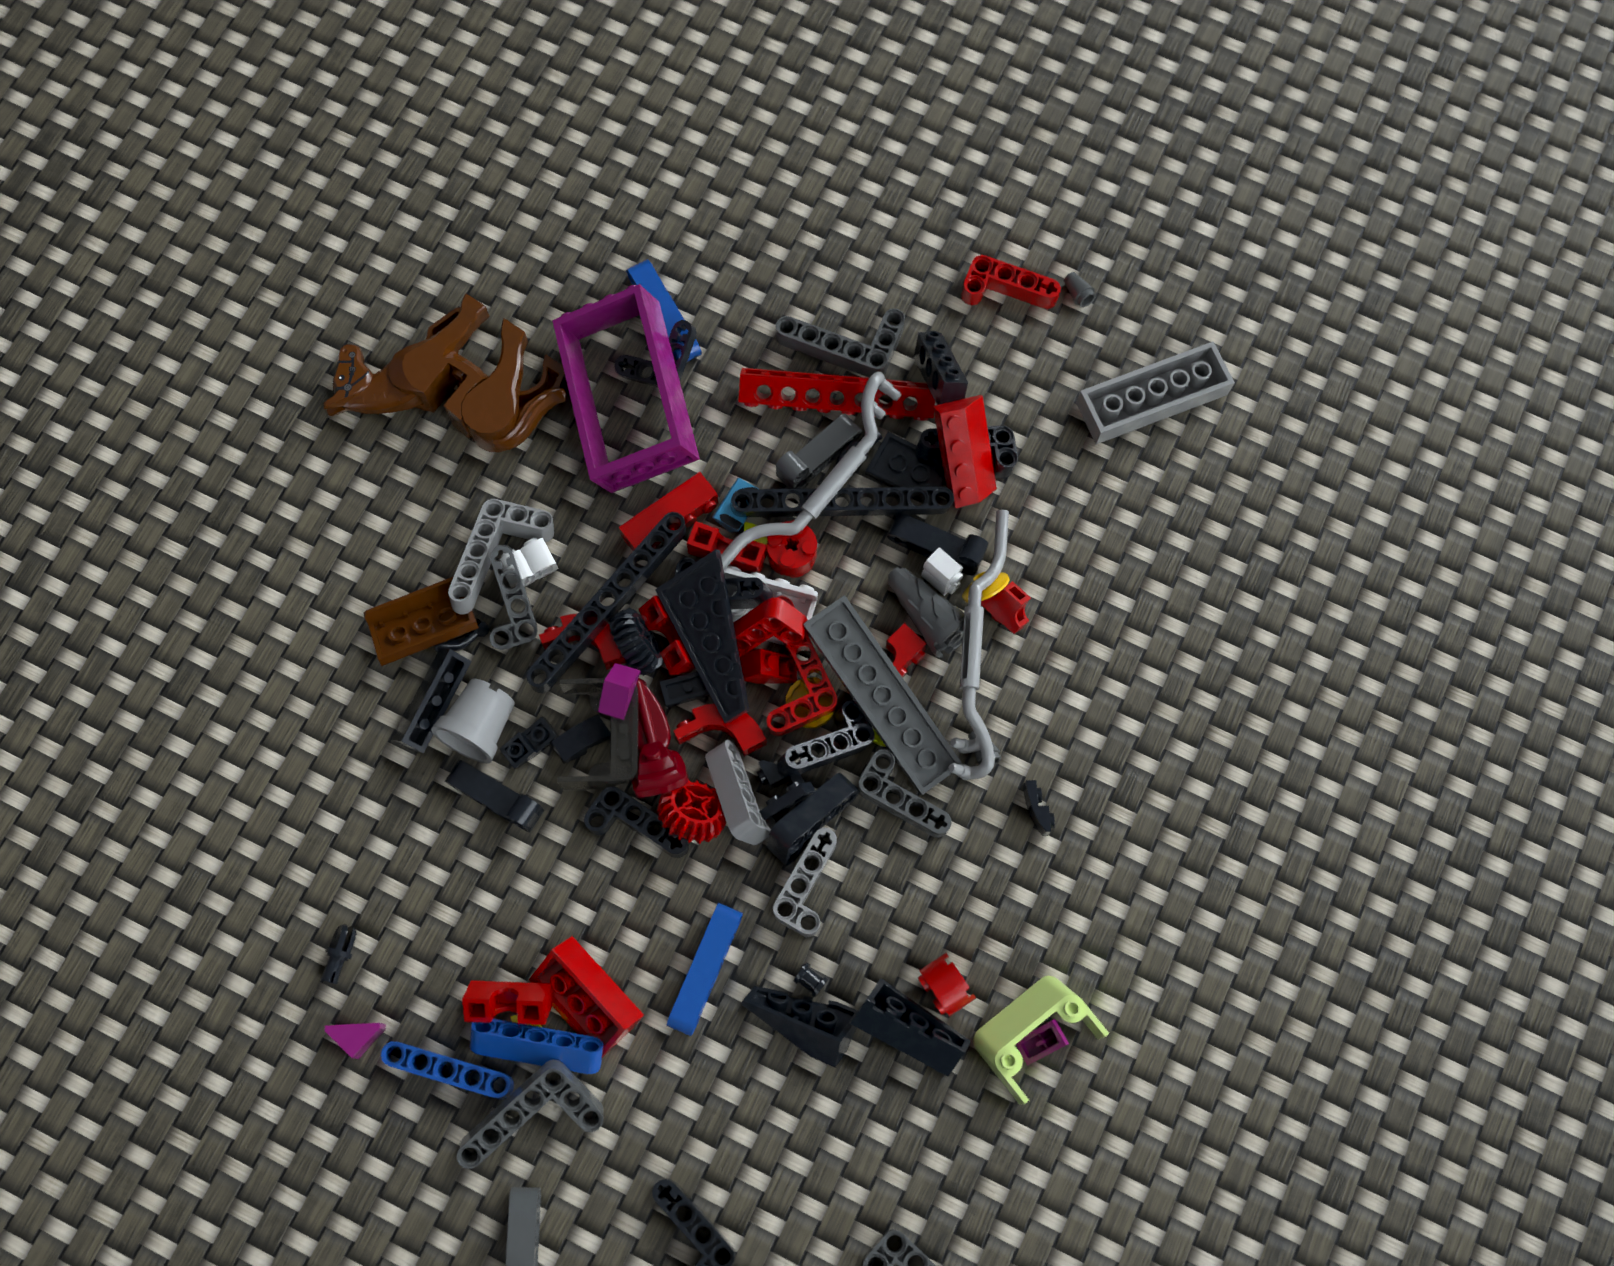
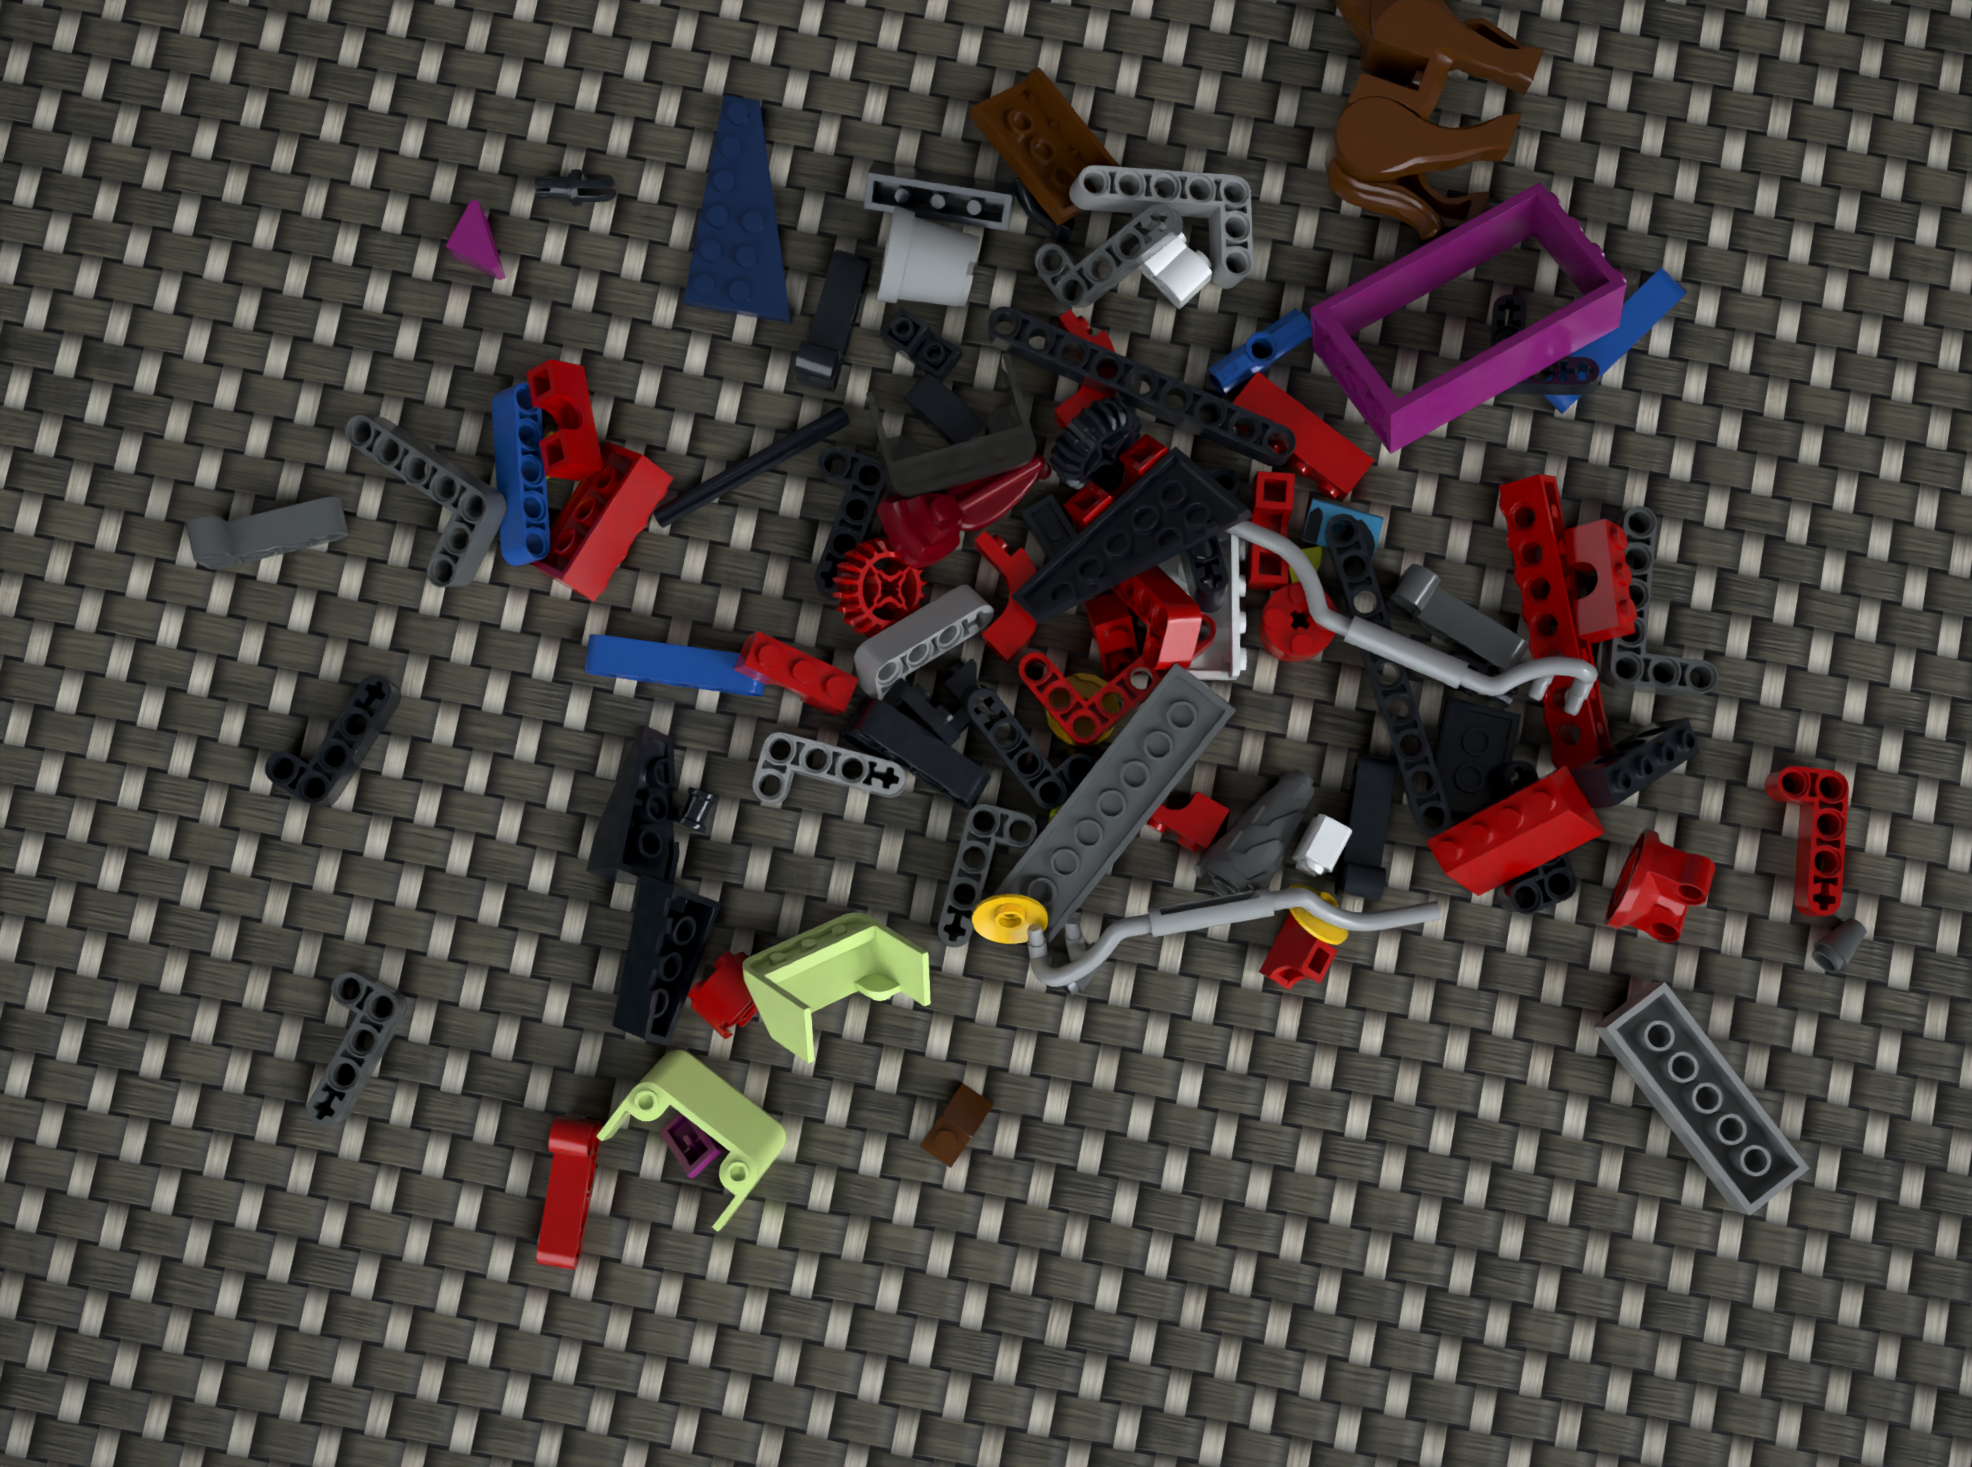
camera: 75 degrees right, 10 degrees up
(414, 849) = (737, 239): none -> dark blue wing
(434, 1070) = (458, 356): blue beam -> none
(579, 881) = (751, 467): none -> black axle
(610, 536) = (1276, 339): none -> blue piece
(618, 691) = (1013, 436): magenta slope -> none
(727, 891) = (790, 668): none -> red arch
(838, 357) = (1608, 609): none -> red arch
(940, 783) = (1008, 917): none -> yellow dish
(941, 913) = (827, 966): none -> yellowish green windscreen
(1020, 379) = (1658, 888): none -> red piece
(1040, 815) = (1003, 1072): black slope -> none
(1056, 1138) = (569, 1190): none -> red beam
(1068, 858) = (956, 1125): none -> reddish brown slope

